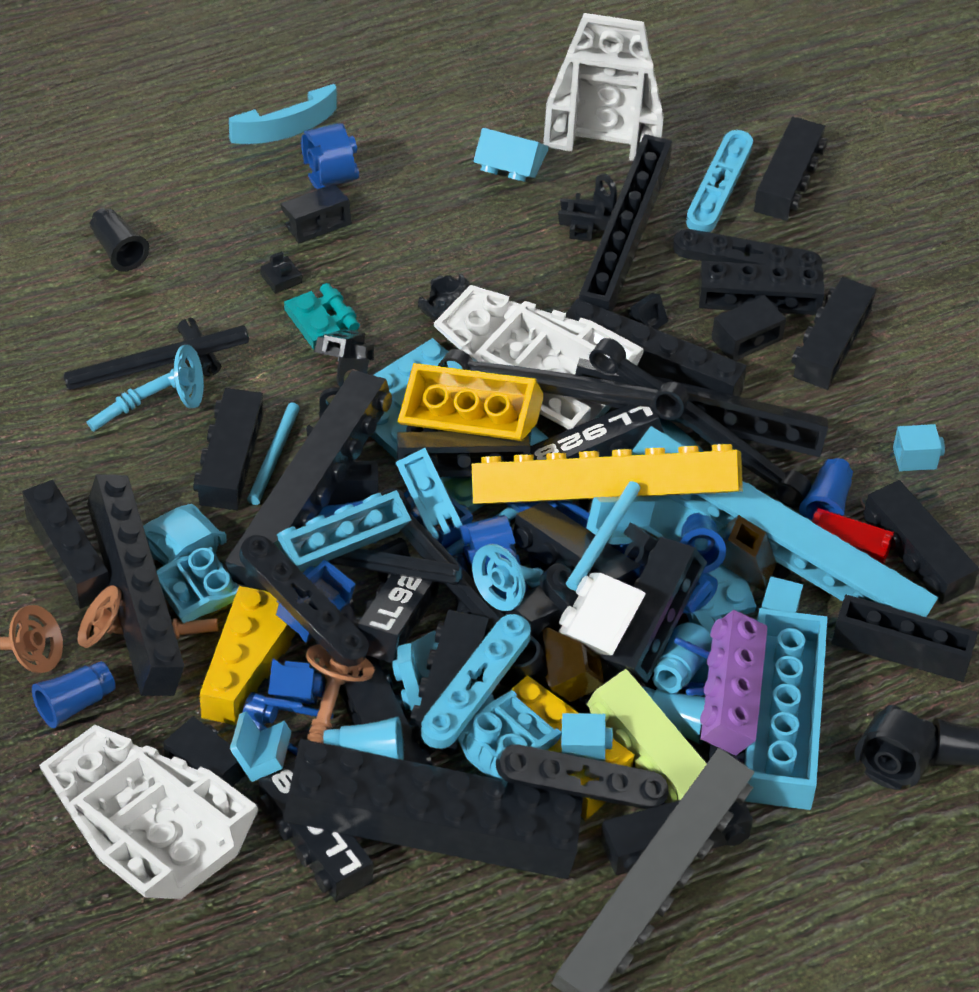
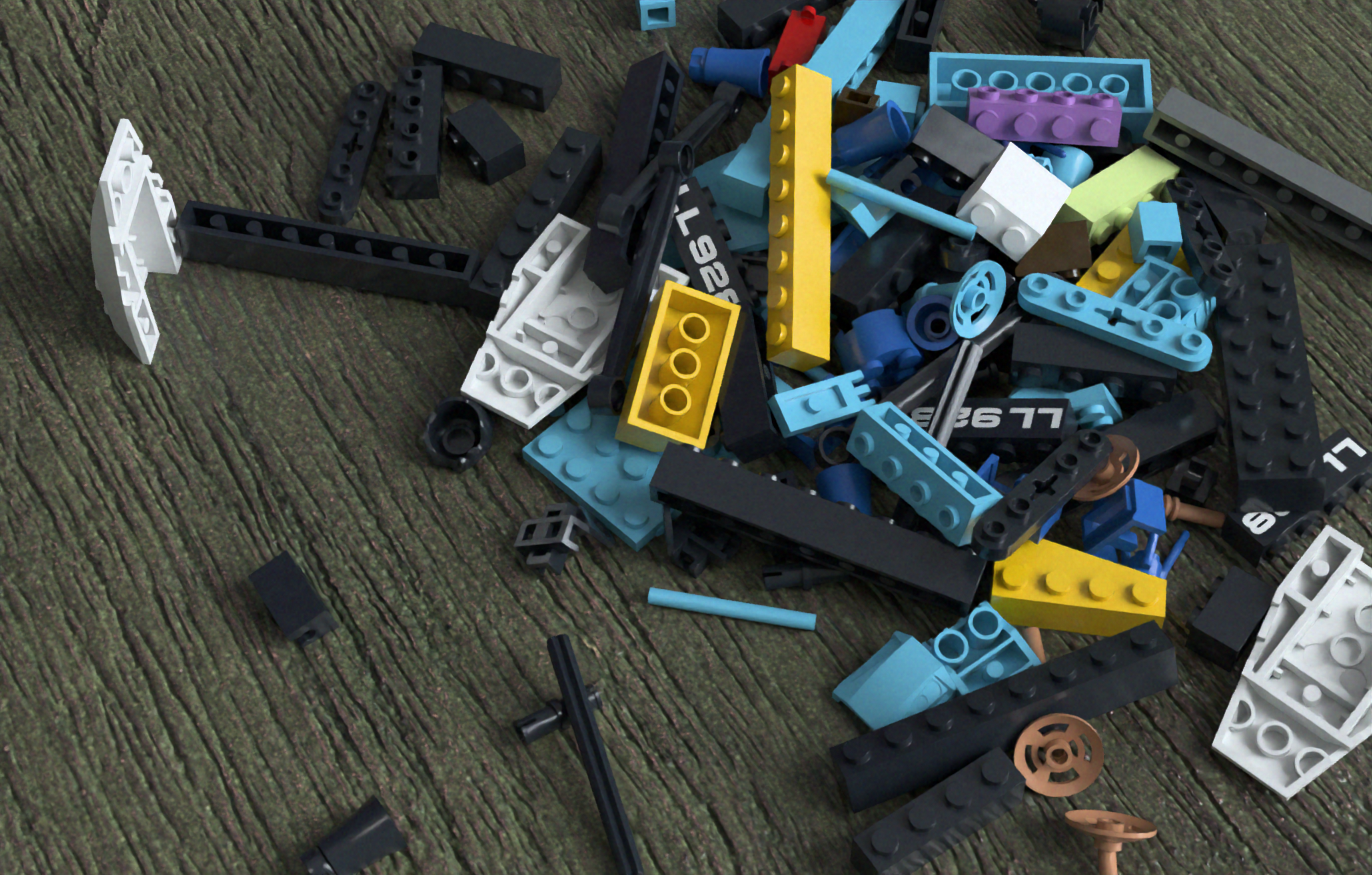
camera: 90 degrees left, 5 degrees up
(72, 692) = (1175, 774): blue plant -> none
(179, 378) = (634, 712): medium azure dish -> none
(229, 449) = (741, 650): black brick -> none
(258, 750) = (1214, 547): medium azure panel -> none
(280, 273) = (406, 636): black tile -> none
(284, 123) = (78, 623): medium azure slope -> none
(312, 317) = (489, 590): teal plate -> none
(329, 155) = (196, 582): blue brick -> none
(377, 738) = (1205, 432): medium azure plant -> none
(509, 153) = (179, 385): medium azure slope -> none
(600, 209) = (275, 294): black piece -> none
(649, 311) = (466, 233): black tile -> none
(729, 162) = (253, 179): medium azure piece -> none
(790, 169) = (211, 108): black brick -> none

